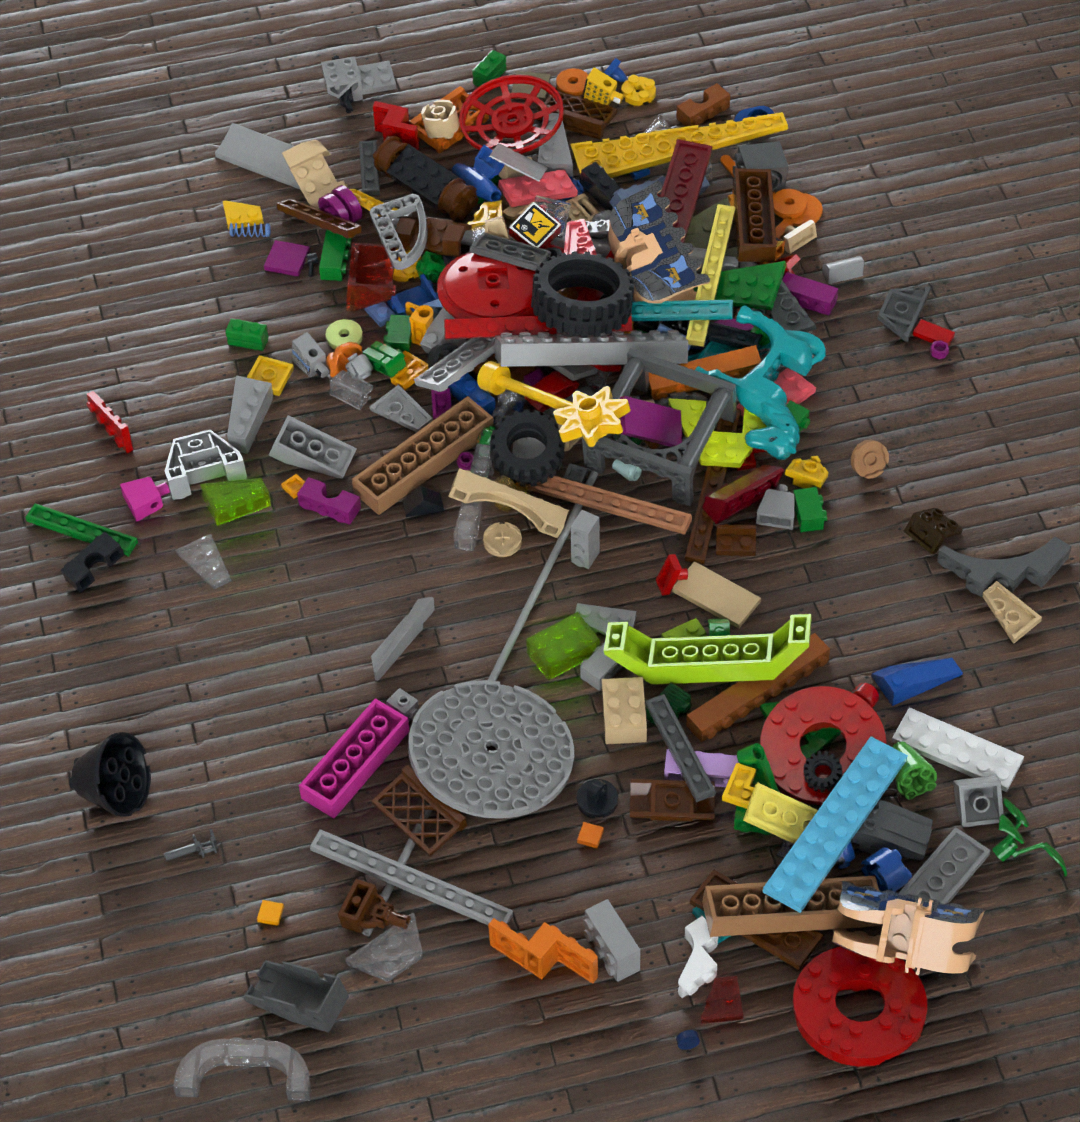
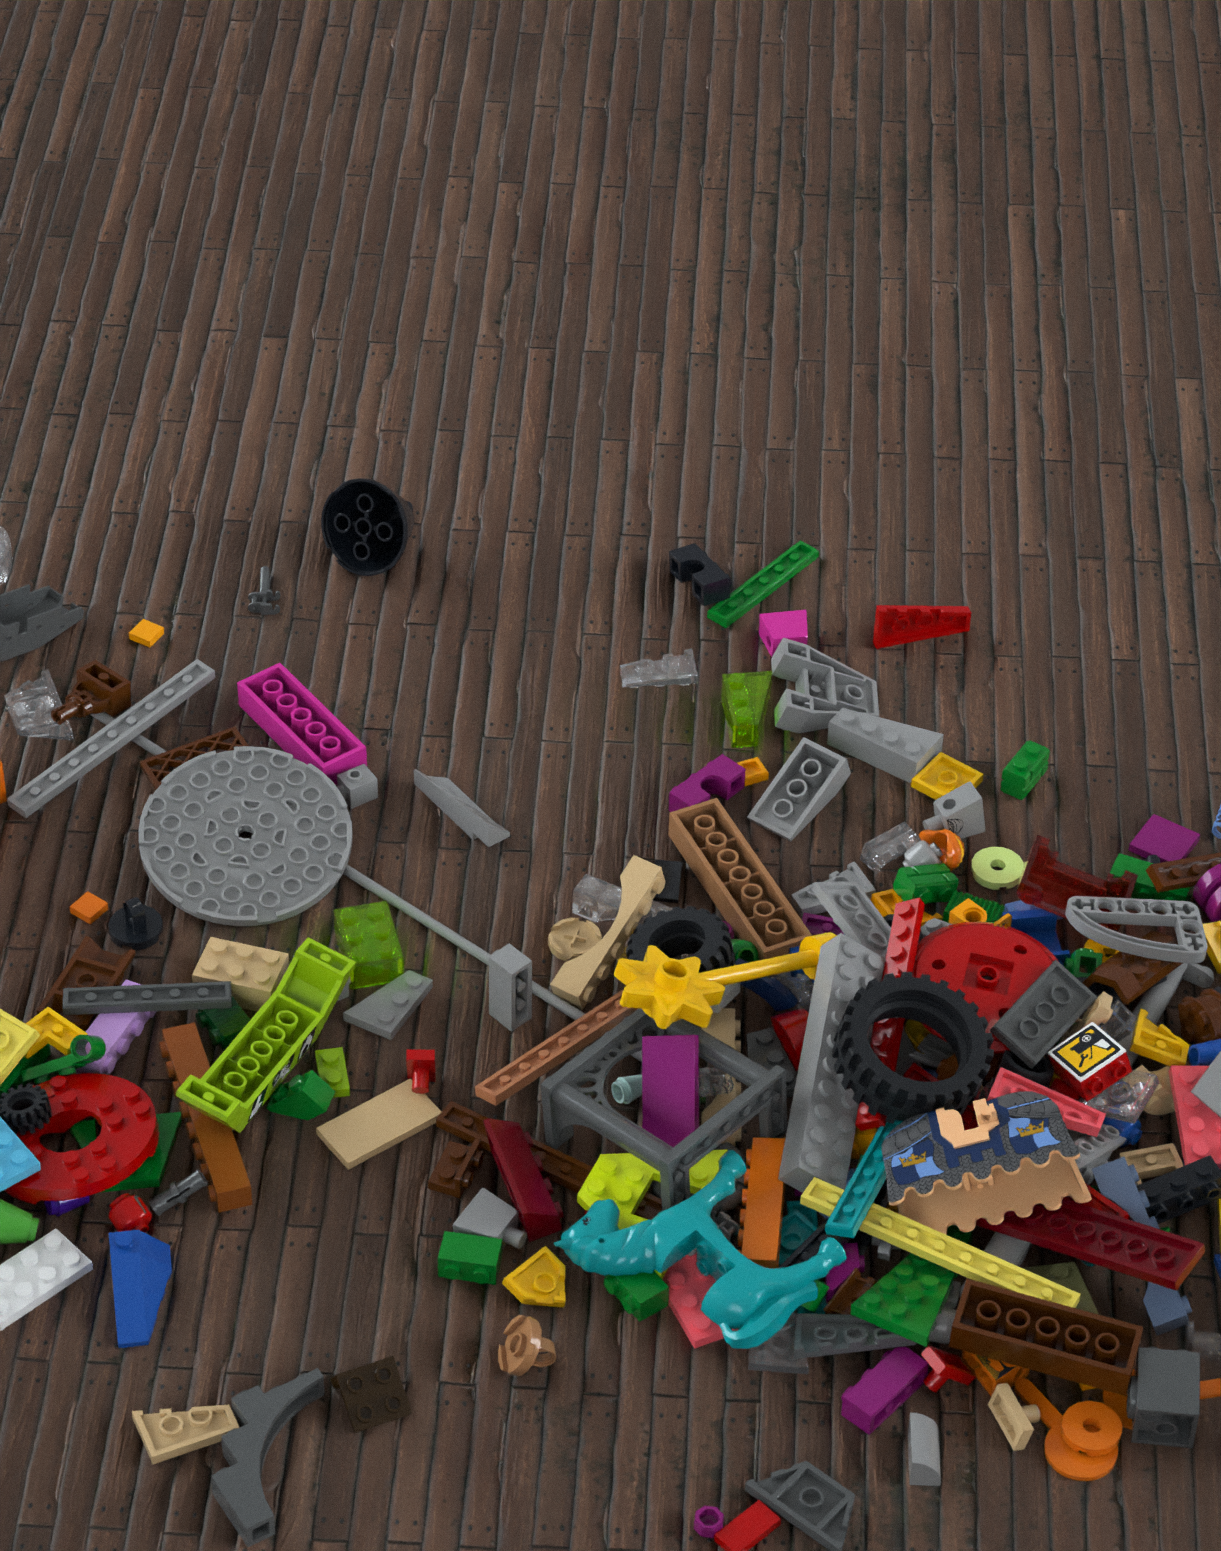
camera: 105 degrees right, 10 degrees down
(834, 674) = (178, 1192): none -> dark grey pin

